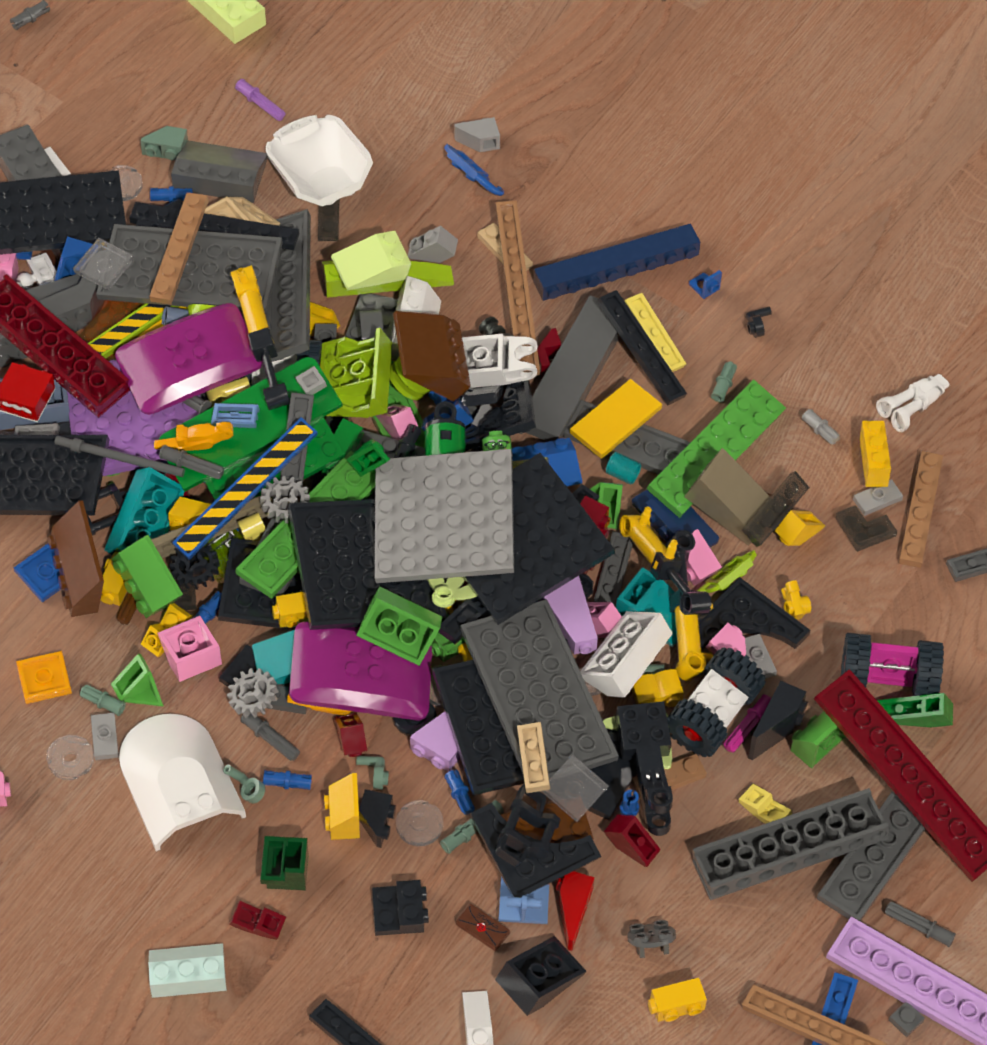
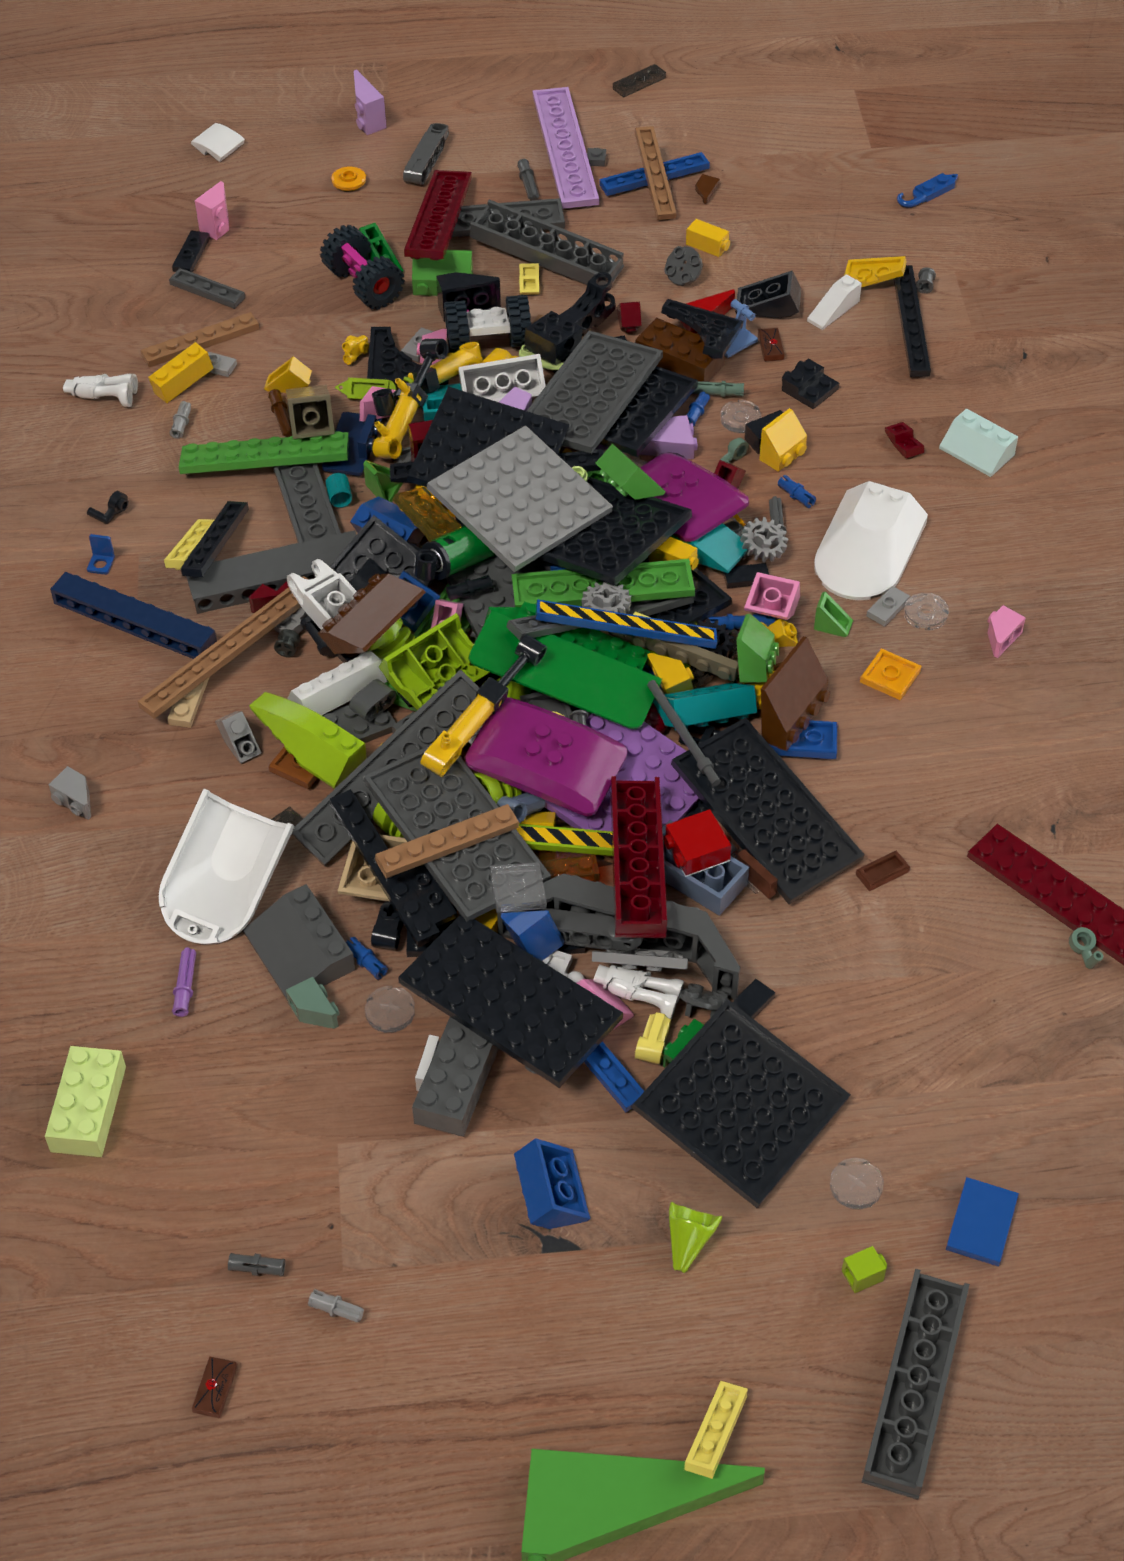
camera: 130 degrees left, 5 degrees down
(102, 700) = (865, 625): sand green axle -> none
(194, 463) = (642, 687): dark grey axle -> none
(197, 436) = (615, 686): light orange animal -> none
(234, 417) = (567, 680): medium blue tile -> none
(252, 212) = (331, 870): tan plate -> none
(252, 788) = (827, 509): sand green plate -> none
(285, 863) = (855, 442): dark green plate -> none
(311, 381) = (495, 635): light grey plate -> none
(368, 457) = (517, 566): green slope -> none
(372, 261) = (317, 714): yellowish green slope -> none
(472, 170) = (121, 770): blue plate -> none
(496, 441) = (416, 530): bright green head -> none
(533, 757) = (646, 350): tan plate -> none
(535, 818) = (716, 322): black bar -> none
(575, 788) = (639, 331): clear tile -> none
(615, 418) = (299, 515): yellow tile -> none
(630, 804) = (613, 318): blue pin -> none
(724, 382) = (192, 490): sand green axle -> none
(775, 509) = (285, 382): clear smoke plate -> none
(863, 533) = (254, 351): clear smoke plate -> none

